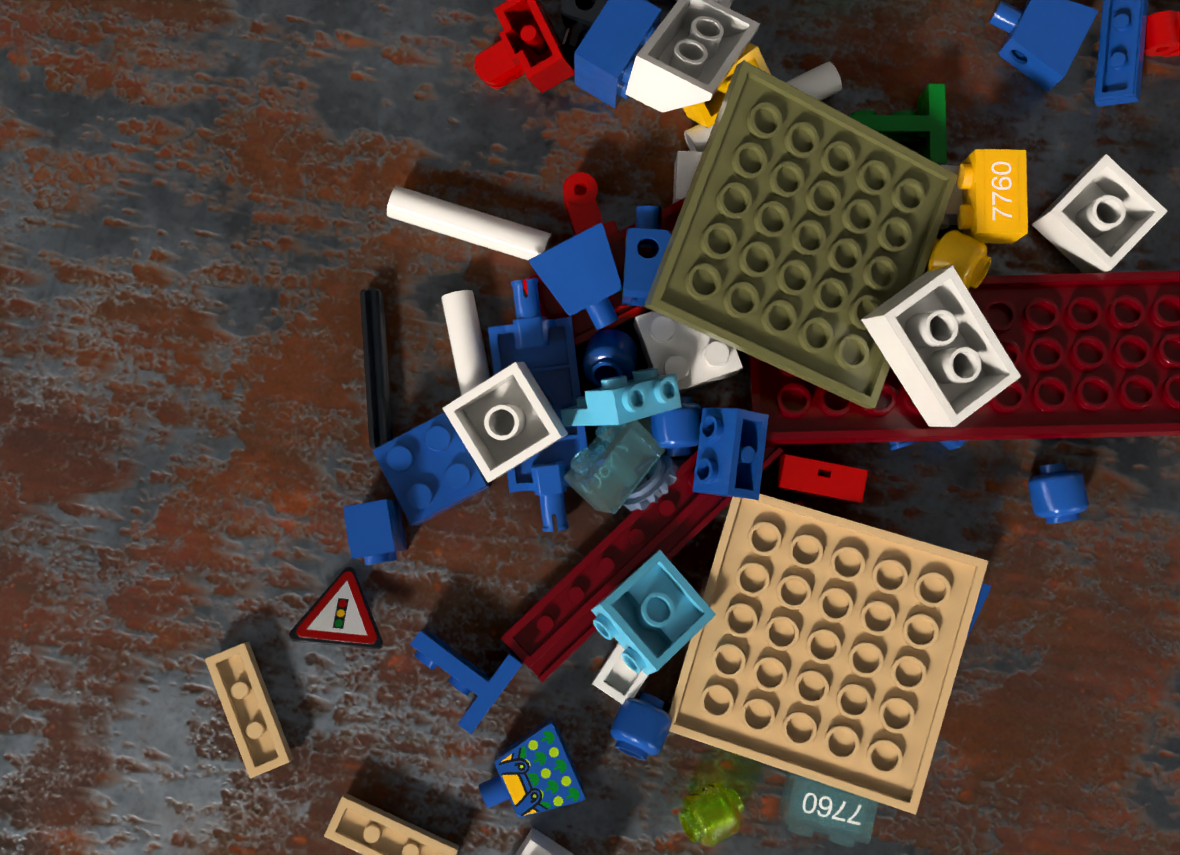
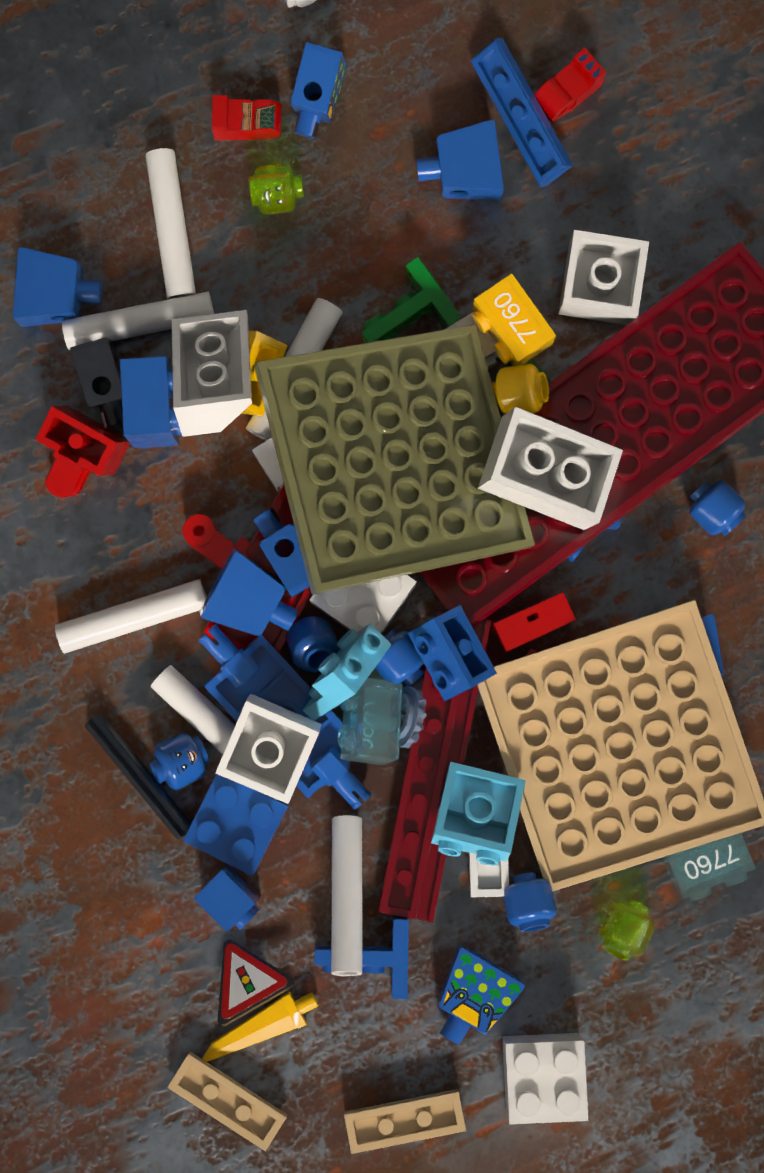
camera: 30 degrees left, 0 degrees up
(338, 666) = (271, 1021): none -> yellow bar
(420, 380) = (179, 761): none -> blue head
(481, 604) = (346, 896): none -> white piece

